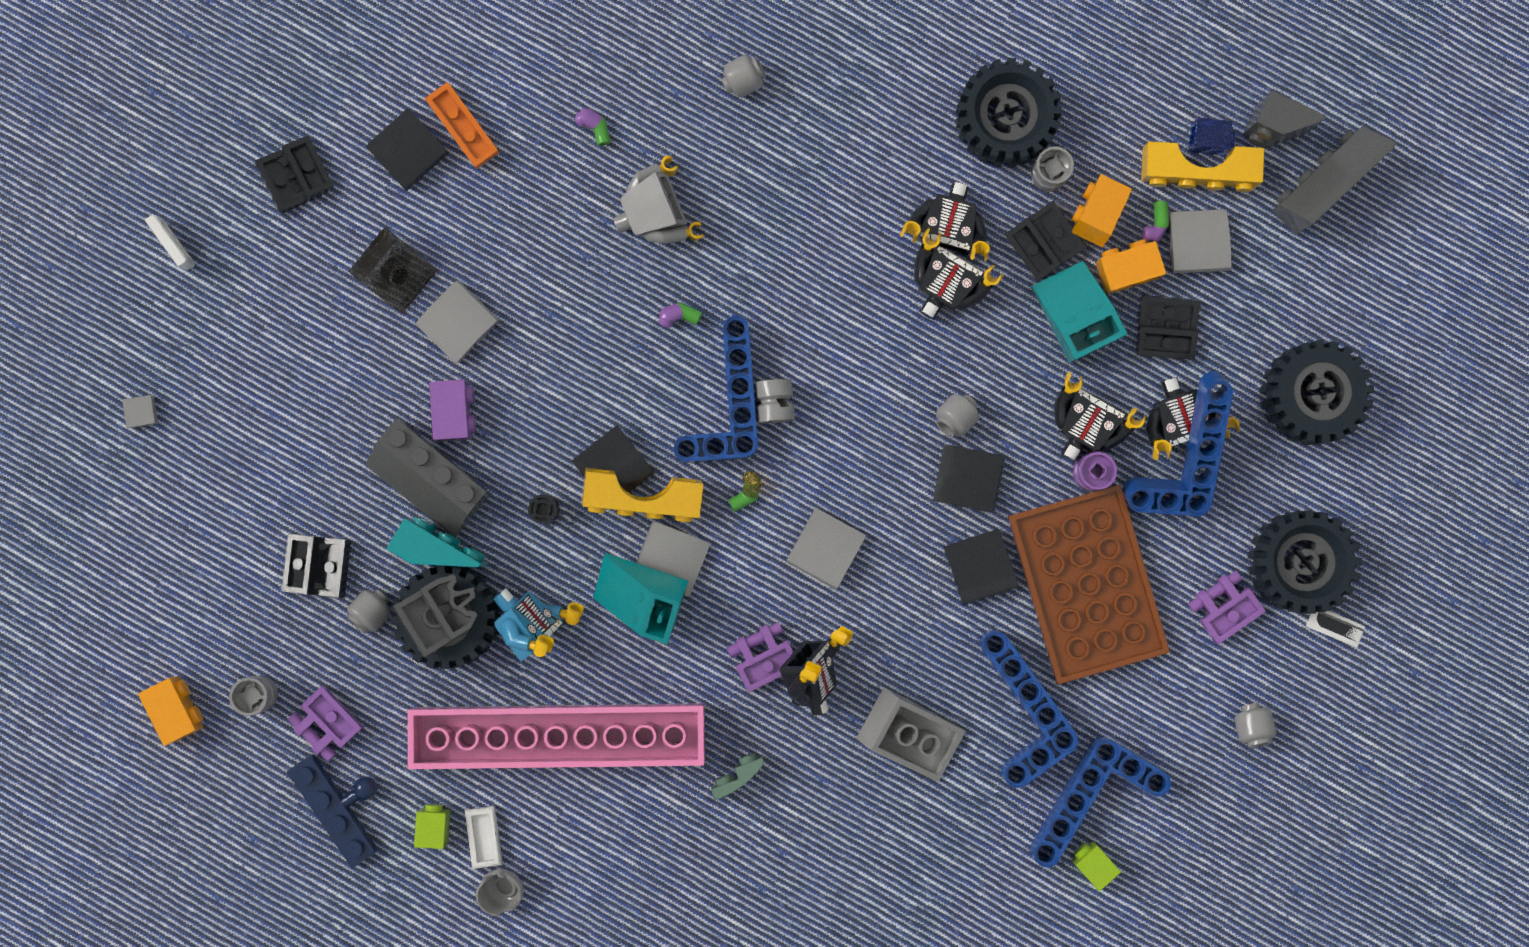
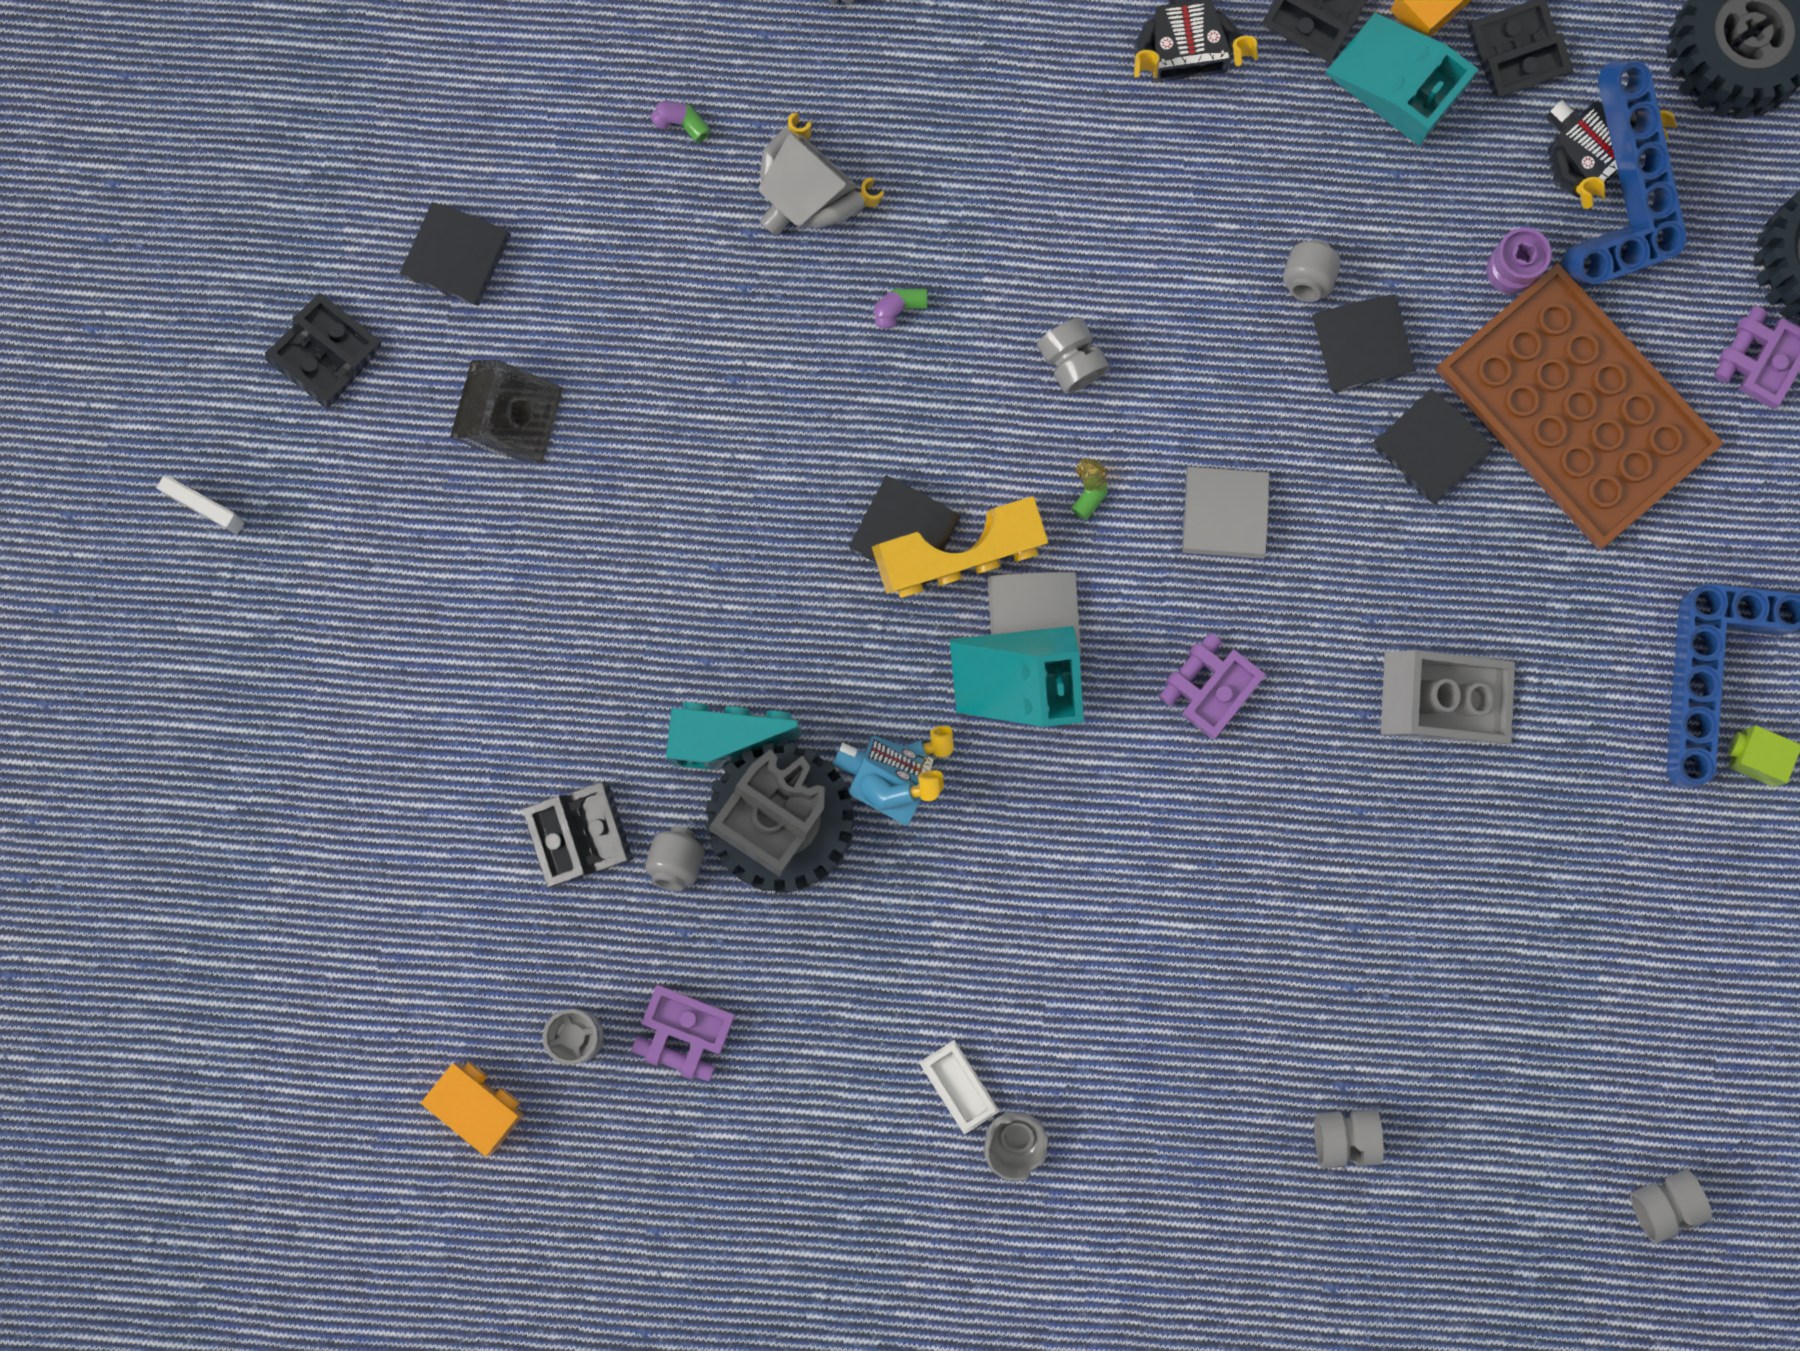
camera: 25 degrees left, 5 degrees down
(140, 411) = (256, 740): light grey tile -> none
(334, 809) = (745, 1140): dark blue plate -> none
(426, 477) = (669, 653): dark grey slope -> none
(432, 827) = (886, 1102): lime brick -> none
(452, 410) = (663, 553): medium lavender brick -> none
(457, 321) = (618, 440): light grey slope -> none
(462, 125) = (512, 192): orange plate -> none
(548, 509) = (841, 632): black wheel -> none
(556, 736) = (996, 905): bright pink brick -> none
(735, 402) = (1022, 381): blue beam -> none
(745, 770) = (1258, 843): sand green slope -> none
(811, 671) = (1284, 671): black torso -> none
(948, 279) = (1219, 108): torso -> none
(1032, 707) = (1584, 594): blue beam -> none
(1089, 421) = (1481, 202): torso -> none

